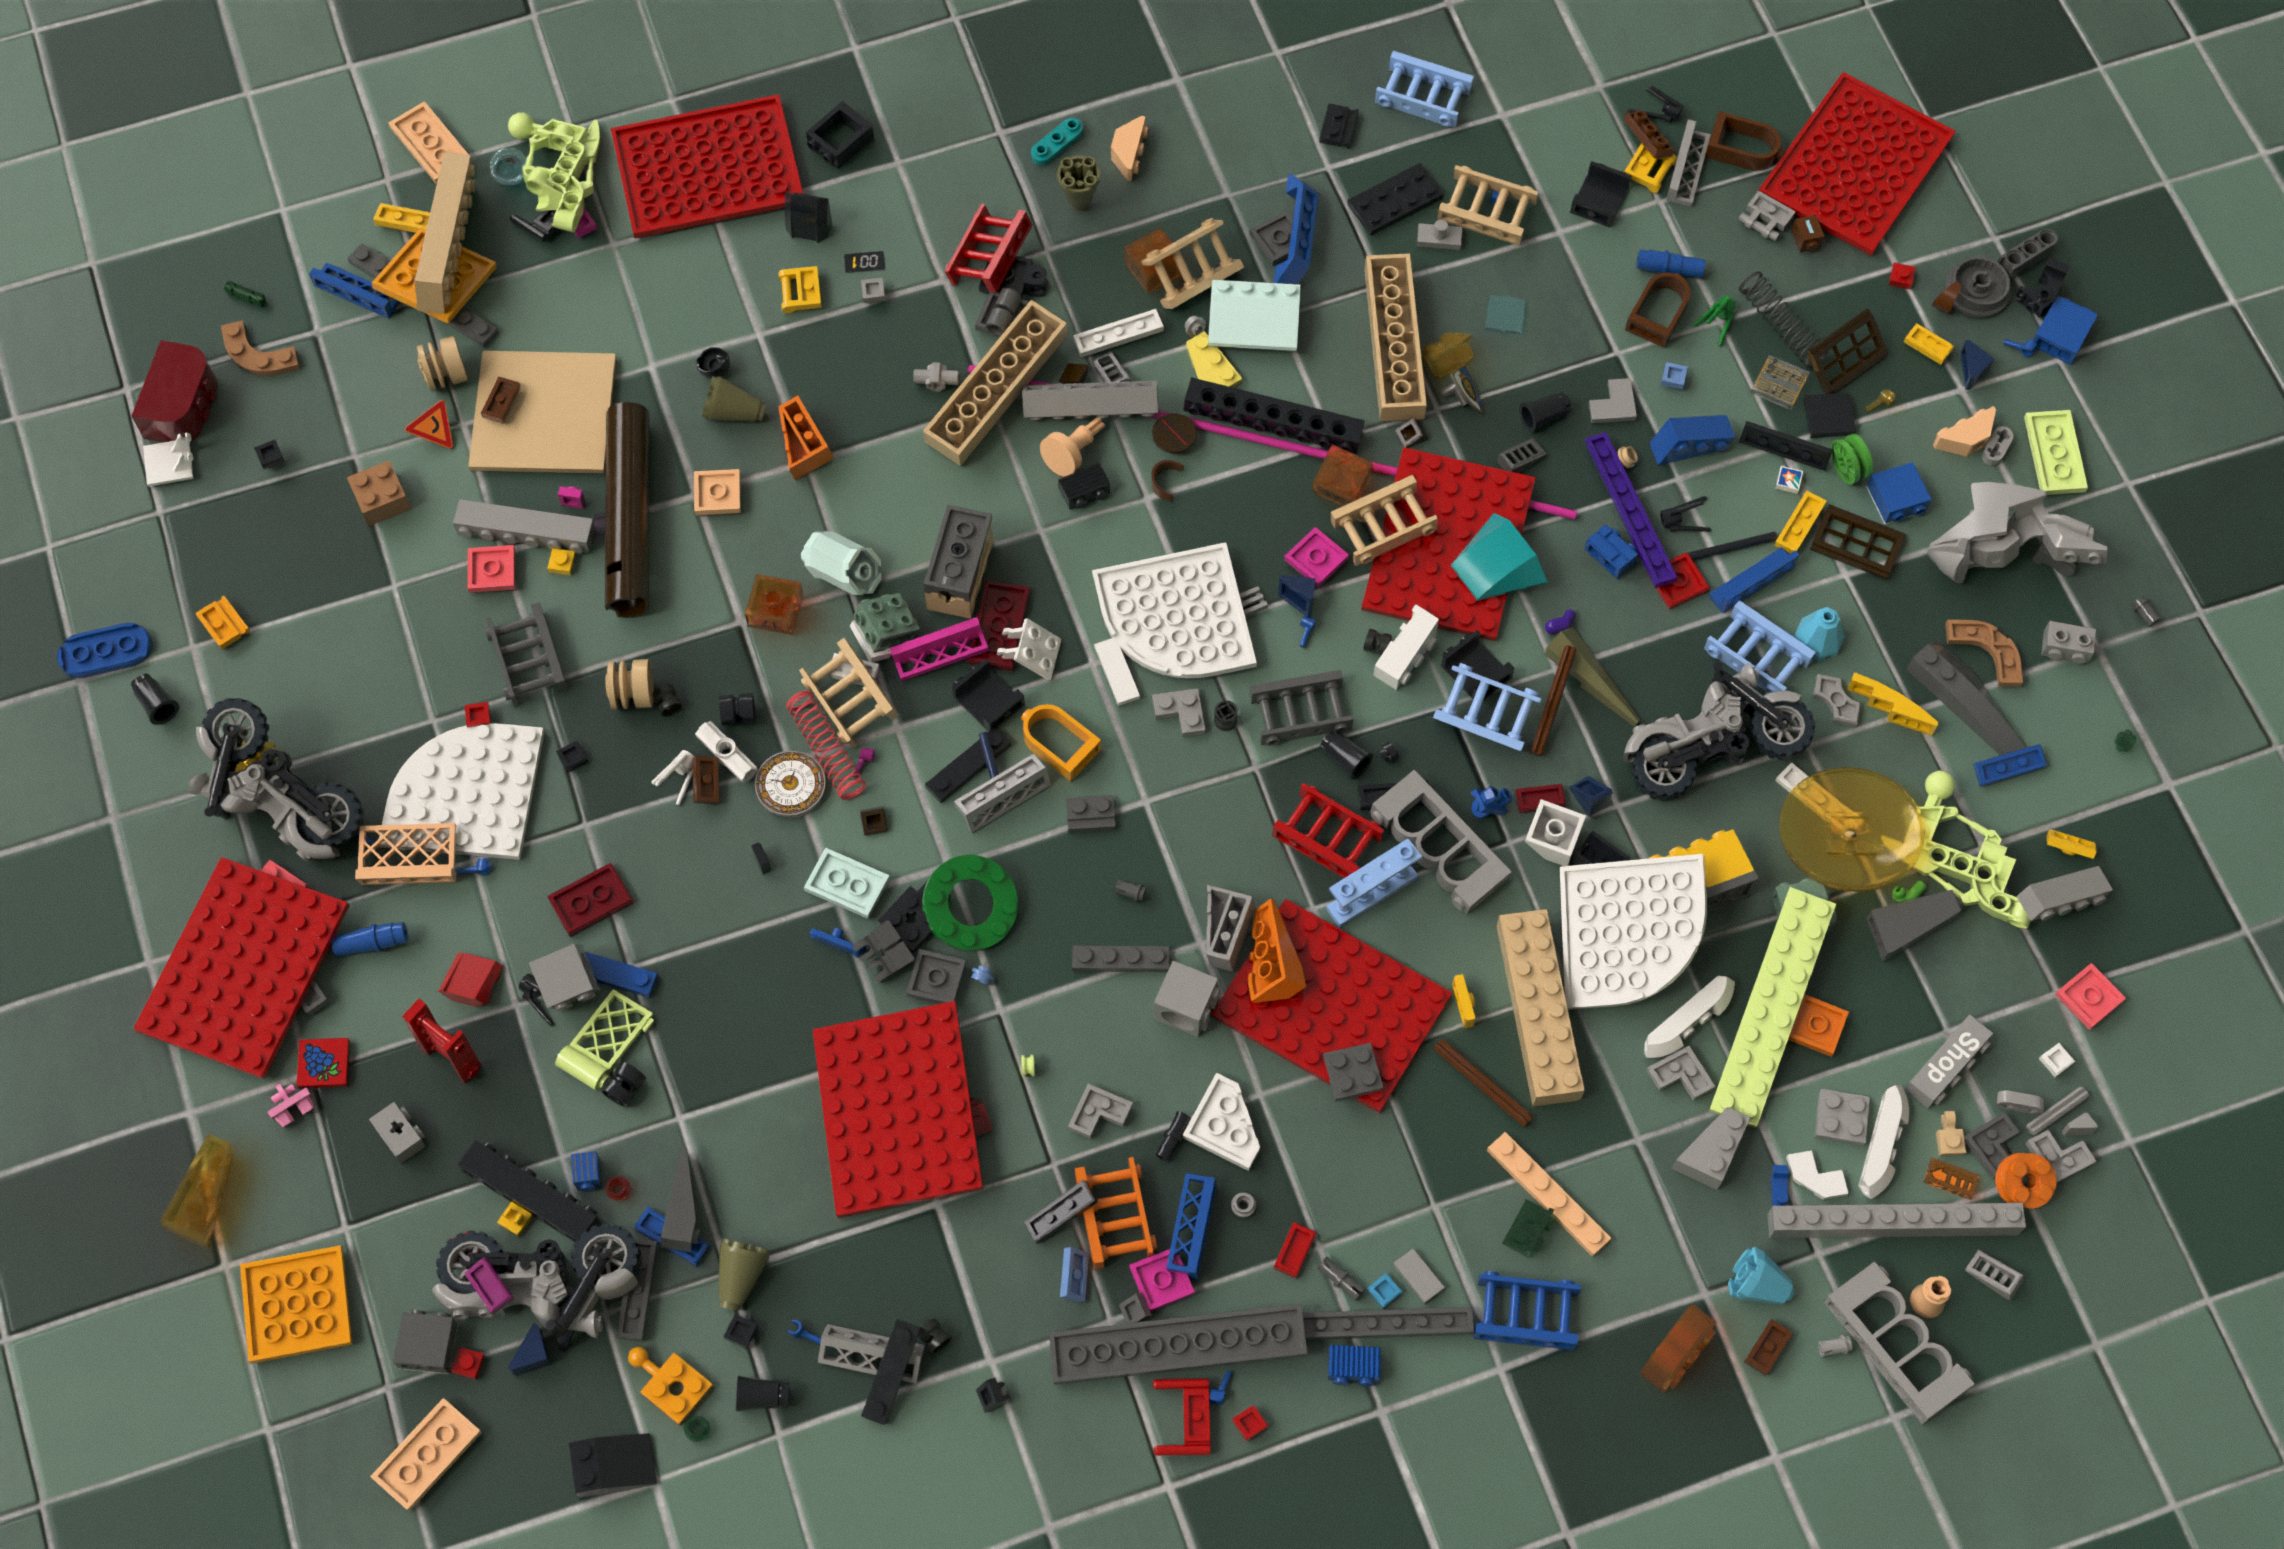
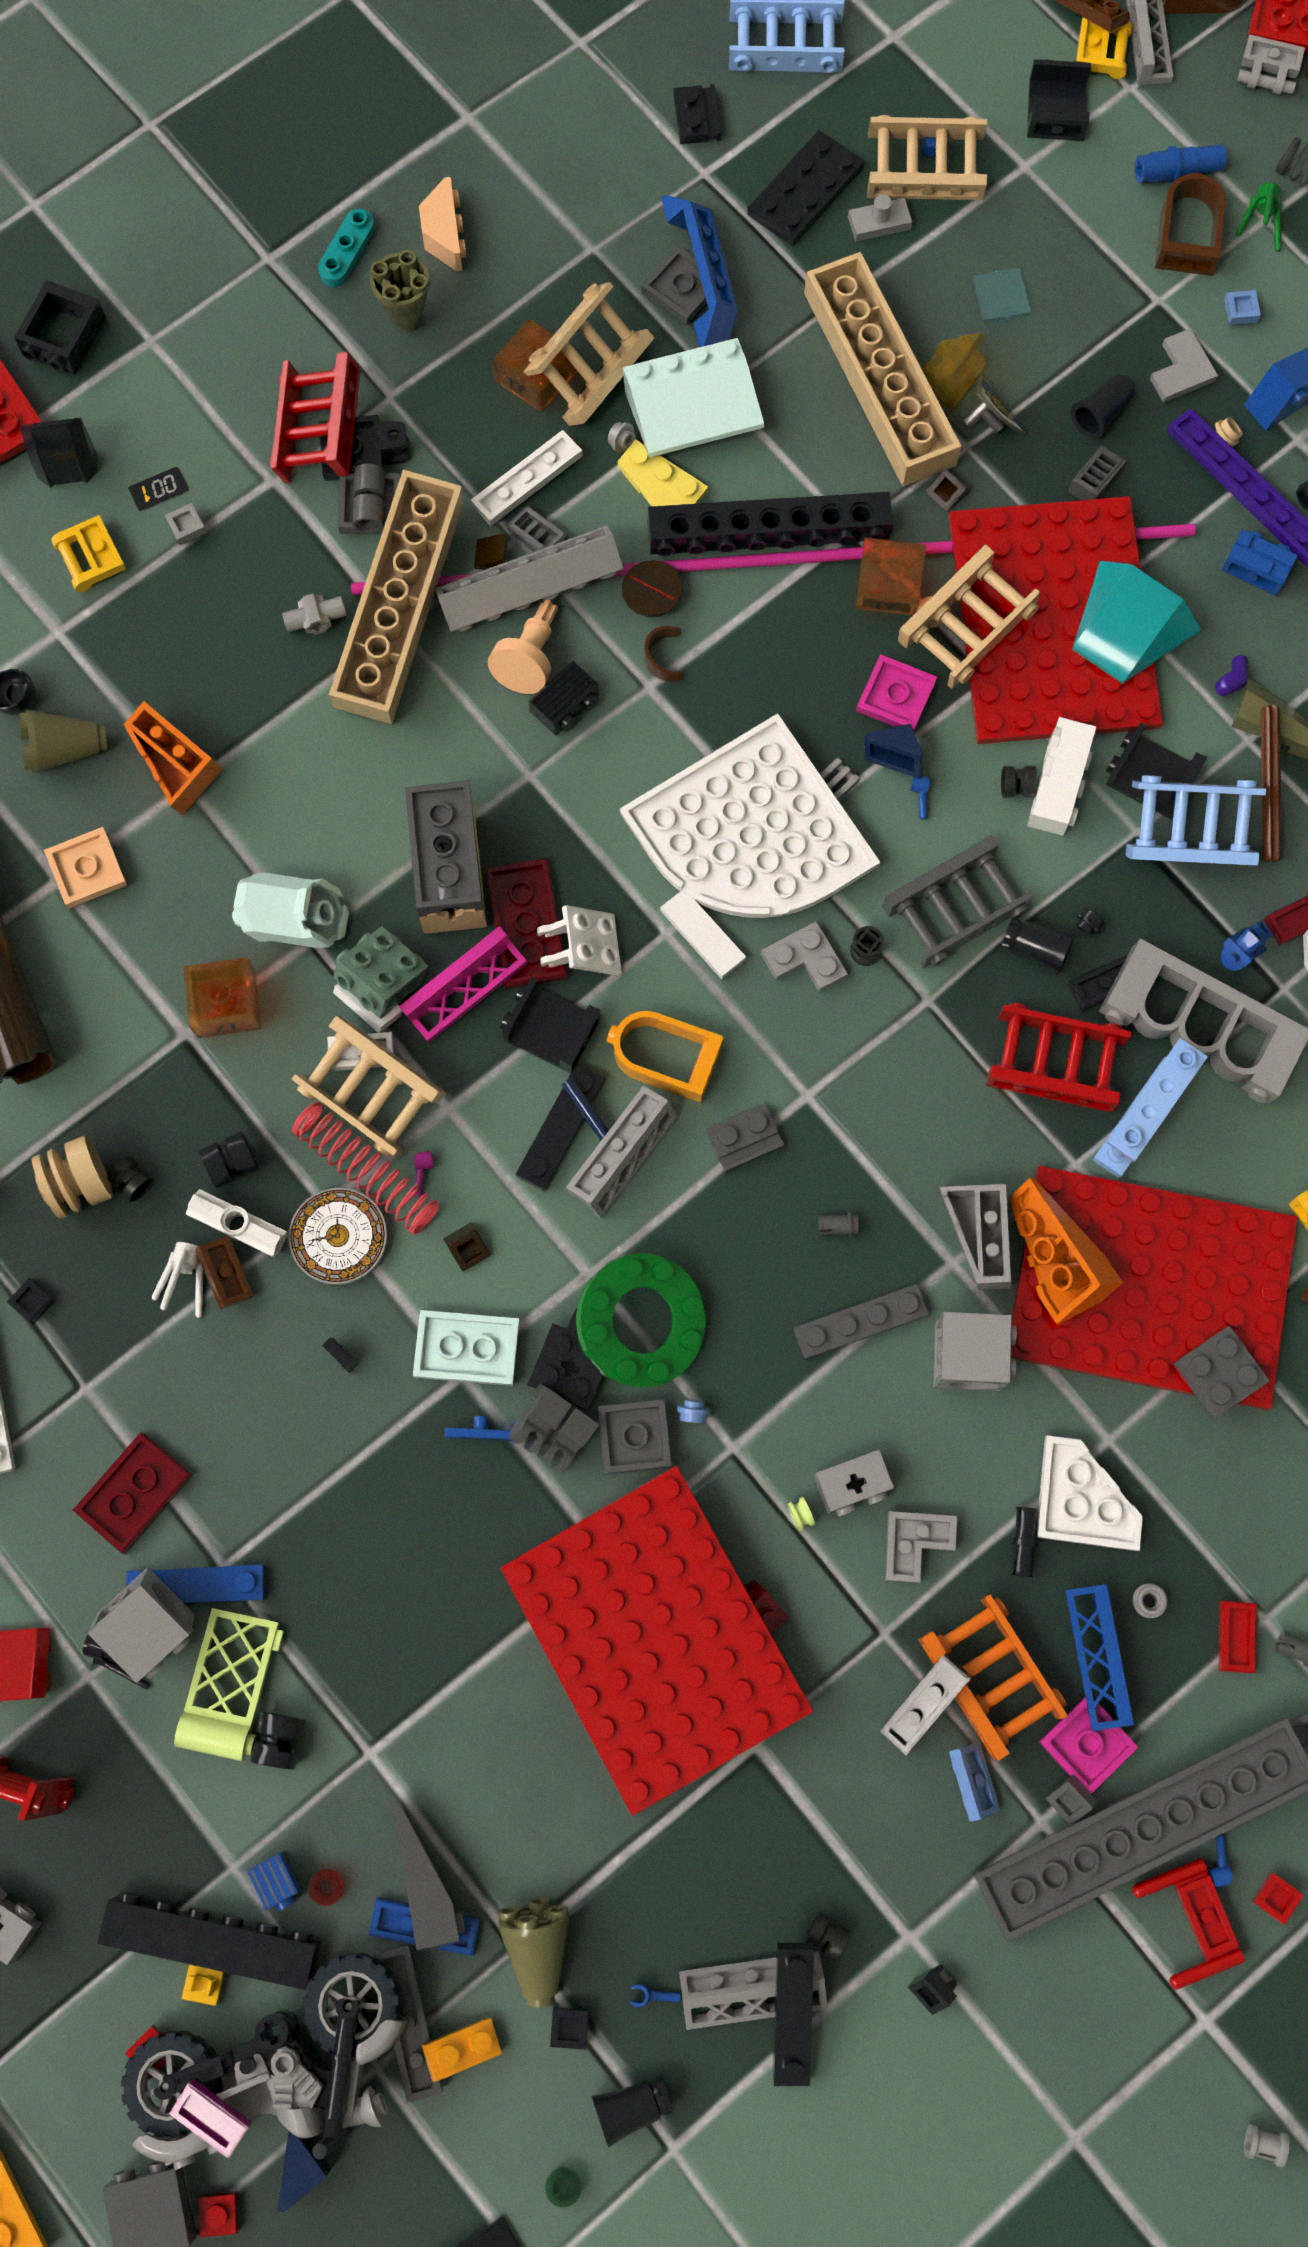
camera: 20 degrees left, 10 degrees up
(665, 1317) = (461, 2049): none -> light orange plate
(672, 1371) = (501, 2117): light orange plate -> none
(1061, 1050) = (868, 1468): none -> light grey brick

